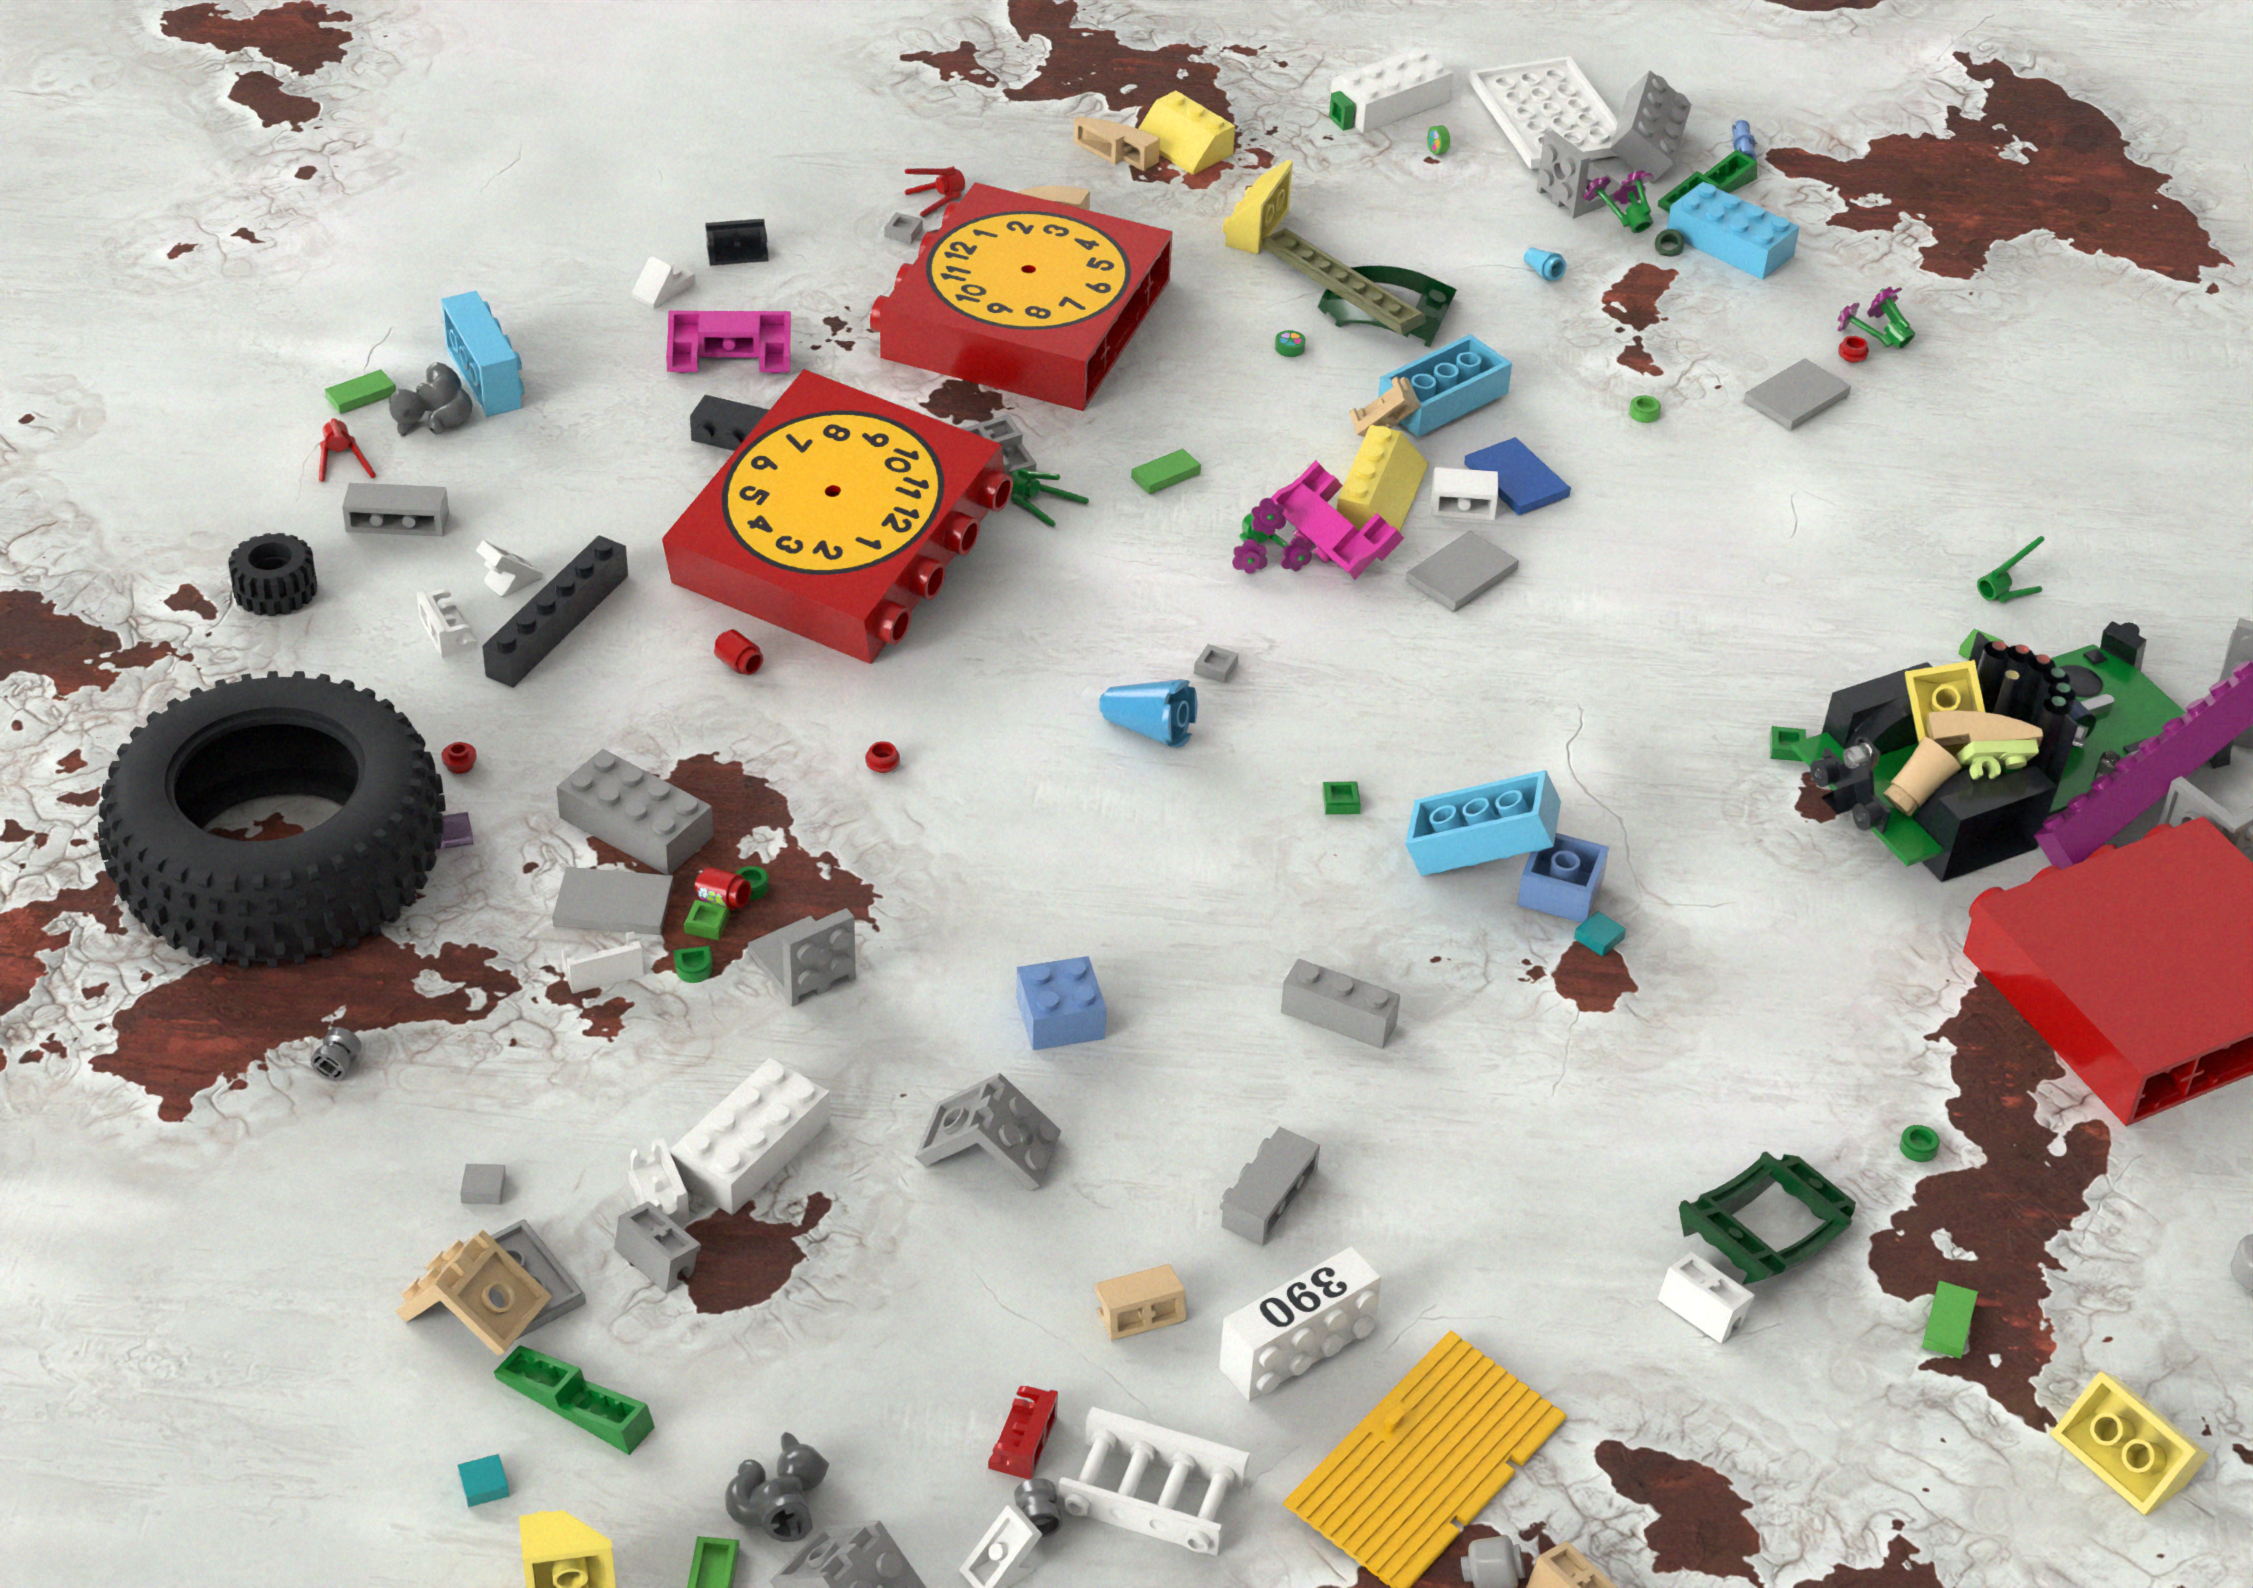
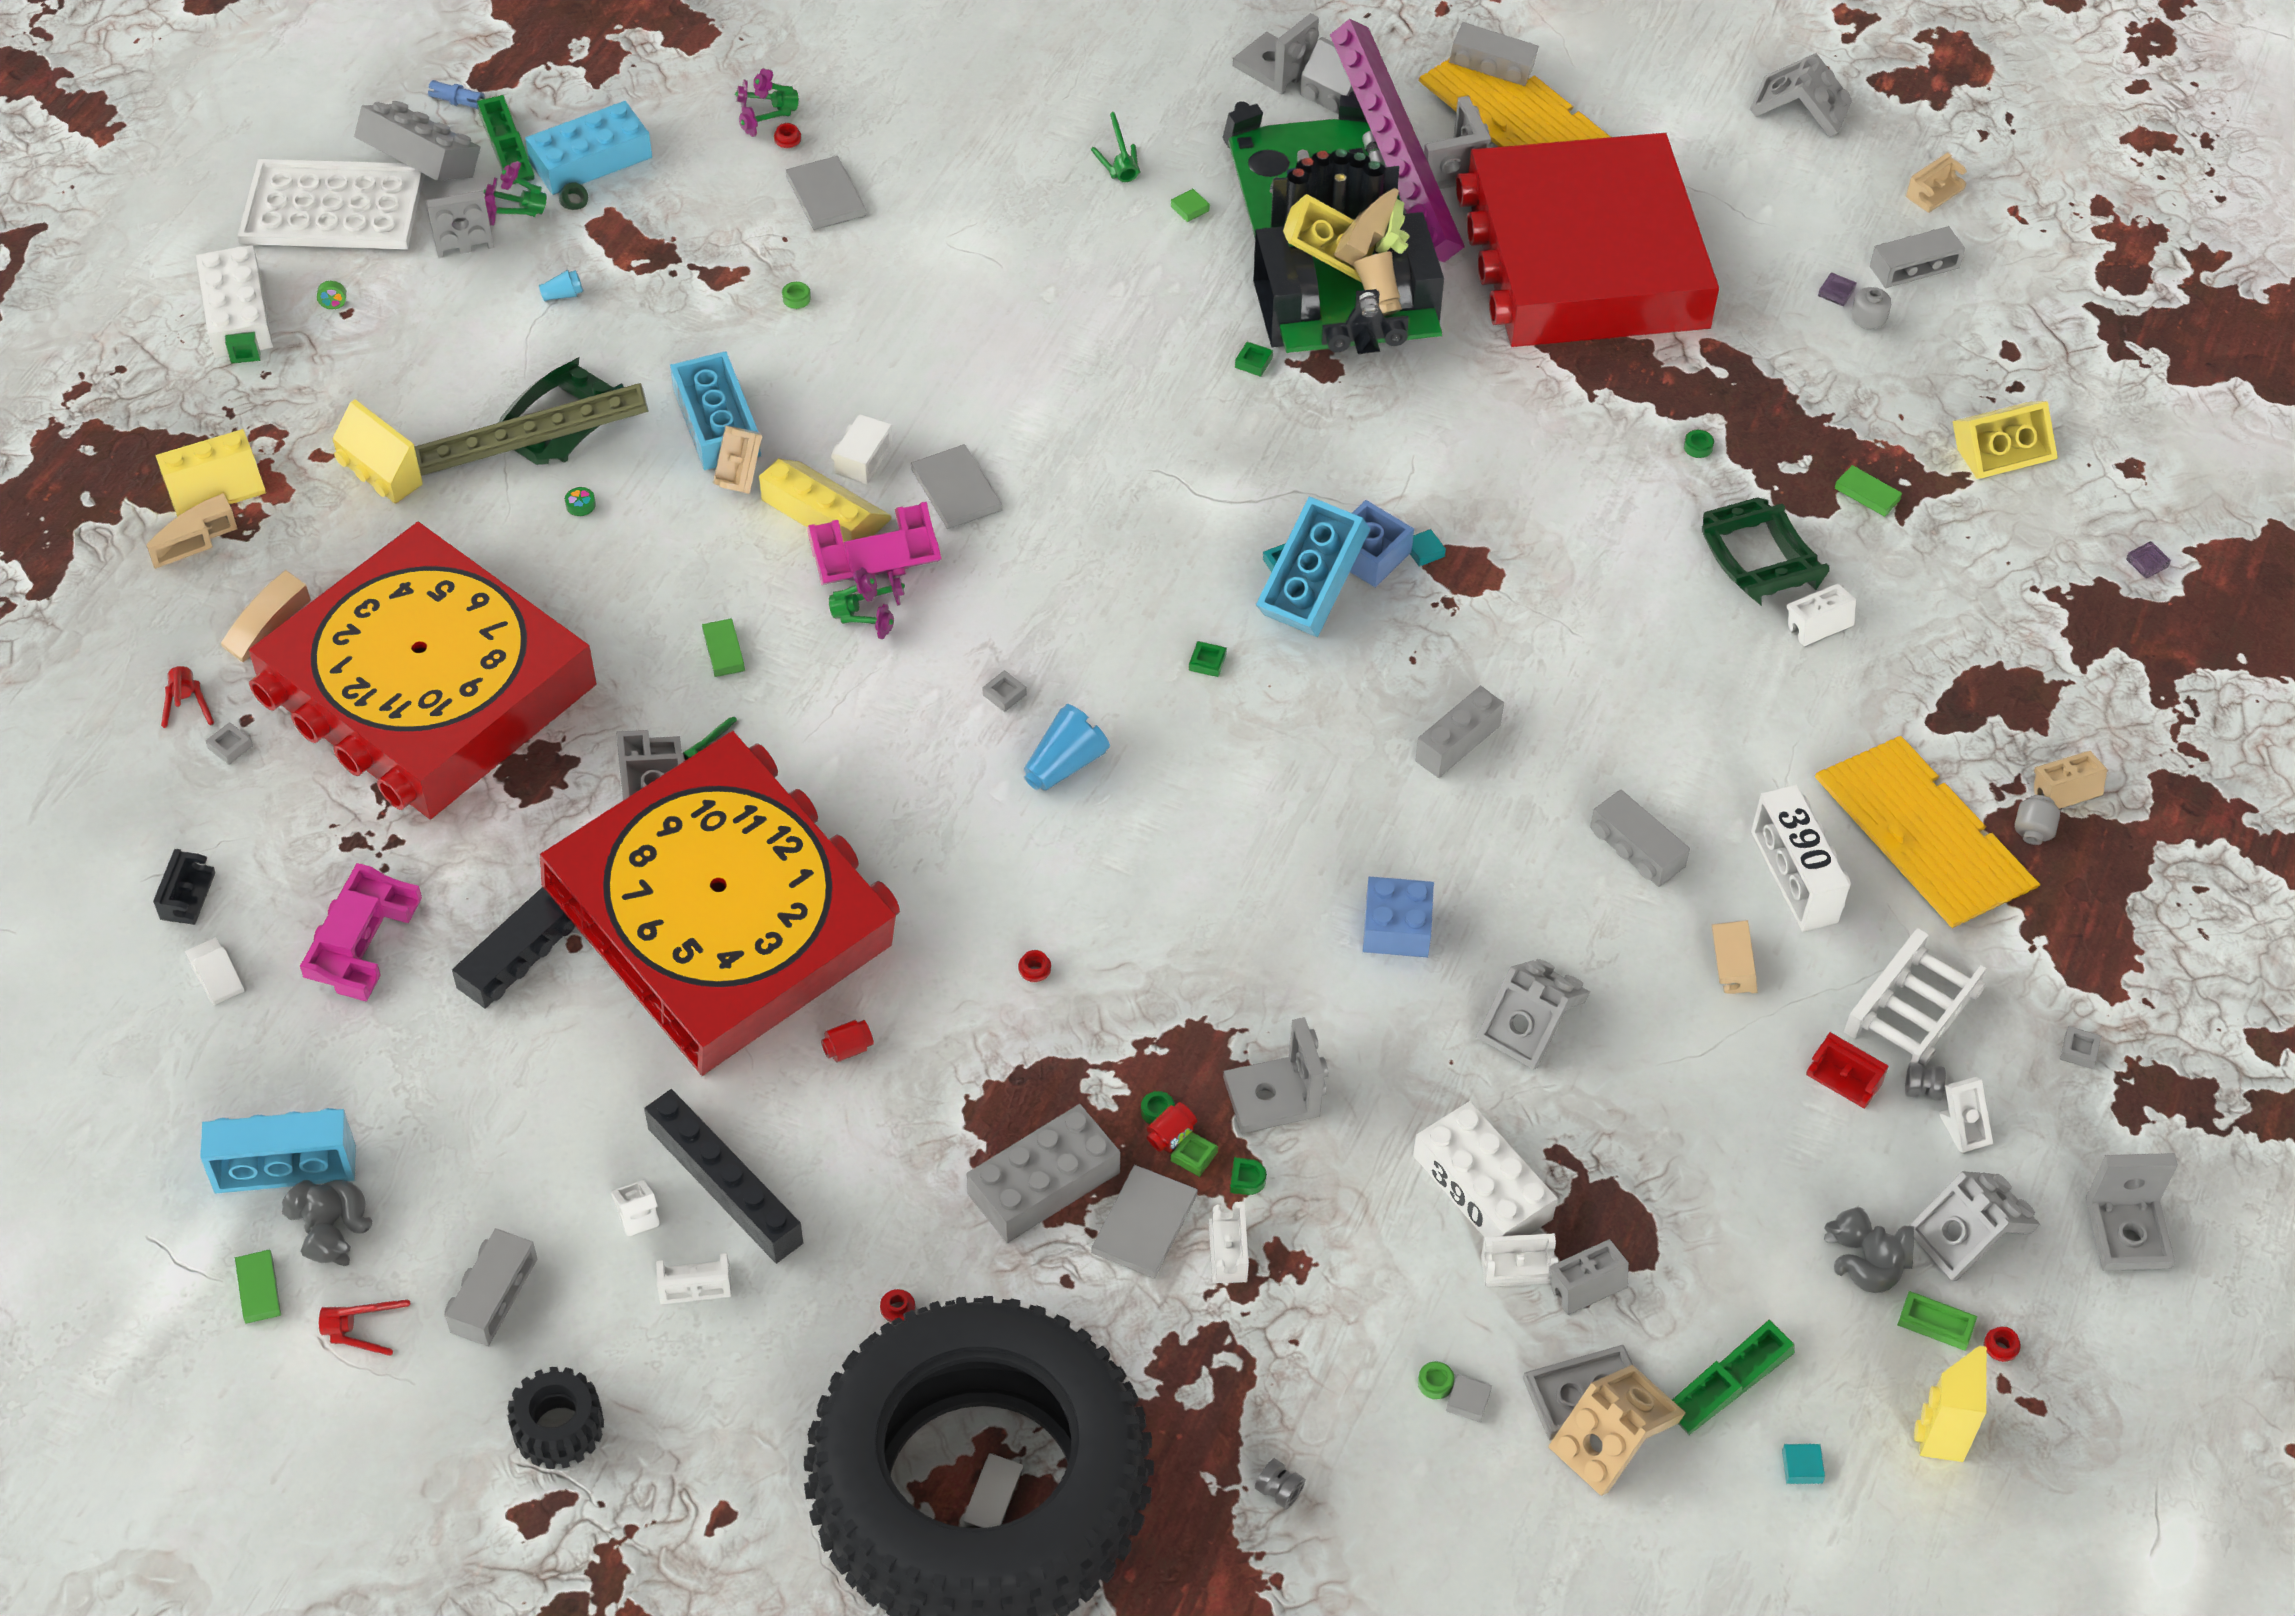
camera: 70 degrees left, 10 degrees up
(498, 1151) = (1436, 1380): none -> bright green tile
(1522, 477) = (834, 407): blue tile -> none

